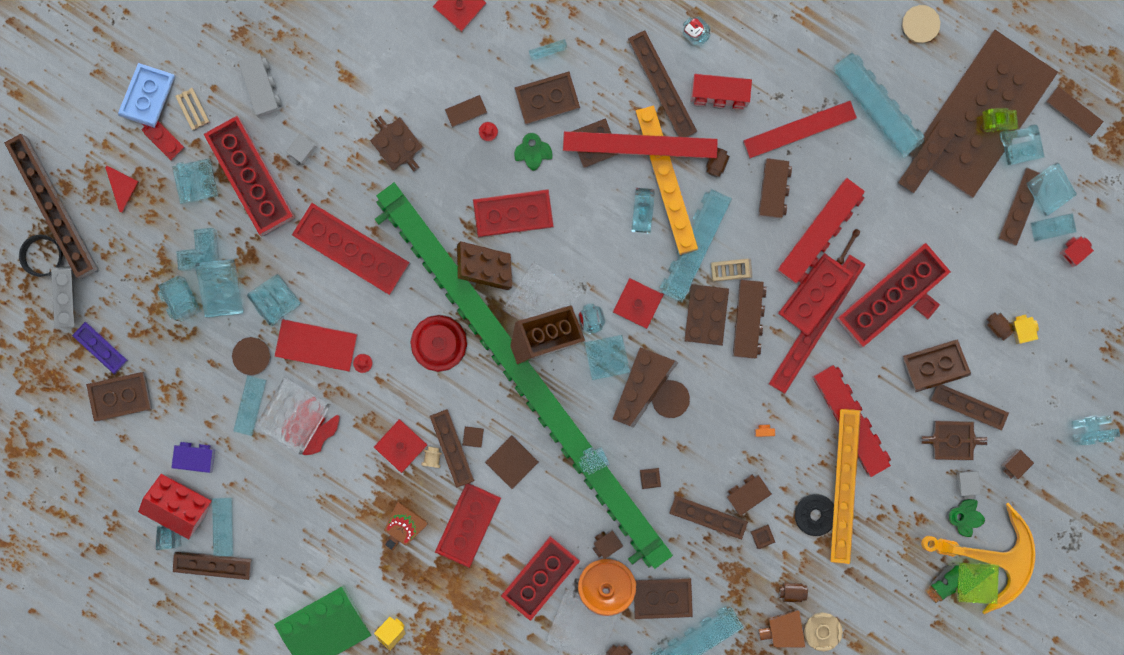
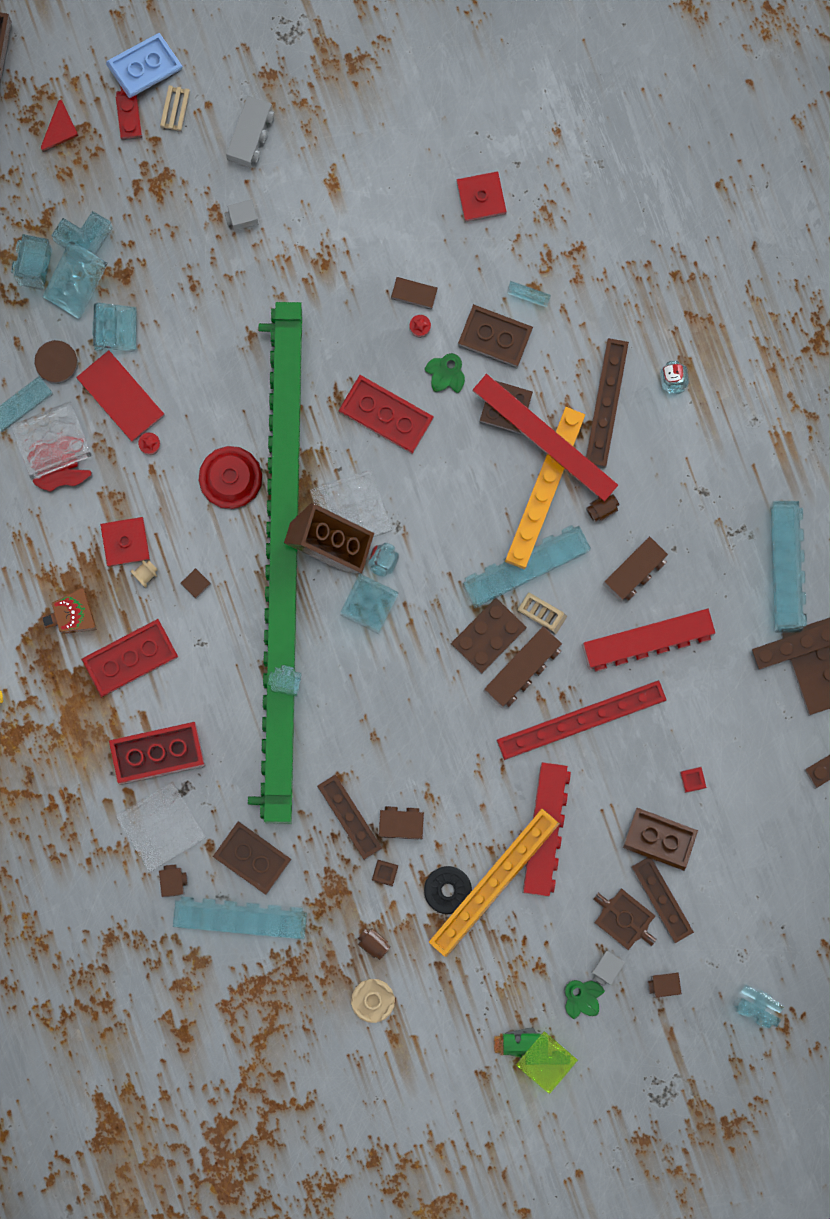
camera: 30 degrees right, 5 degrees down
(195, 181) = (127, 171): clear light blue plate -> none
(249, 176) = (178, 203): red brick -> none
(350, 248) = (217, 335): red plate -> none
(396, 144) = (330, 274): reddish brown plate -> none
(452, 448) = (168, 578): reddish brown plate -> none
(484, 265) = (323, 438): reddish brown plate -> none
(512, 462) = (212, 632): reddish brown tile -> none
(606, 544) = (239, 770): reddish brown brick -> none
(607, 575) = (218, 798): orange dish -> none
(638, 303) = (435, 578): red plate -> none
(643, 210) = (503, 499): clear light blue slope -> none
(643, 384) = (386, 650): reddish brown wedge -> none
(650, 478) = (324, 742): reddish brown tile -> none
(671, 399) = (398, 685): reddish brown tile -> none
(721, 91) = (654, 446): red brick -> none
(764, 430) = (460, 778): orange plate -> none
(784, 630) = (338, 971): dark orange torso -> none
(799, 129) = (700, 535): red tile -> none
(816, 294) = (601, 692): red tile -> none
(856, 233) = (646, 679): reddish brown hinge -> none
(893, 295) = (669, 745): red brick -> none
(999, 326) = (745, 848): reddish brown brick -> none
(1017, 562) = (596, 1074): light orange piece -> none
(1025, 329) = (766, 868): yellow brick -> none

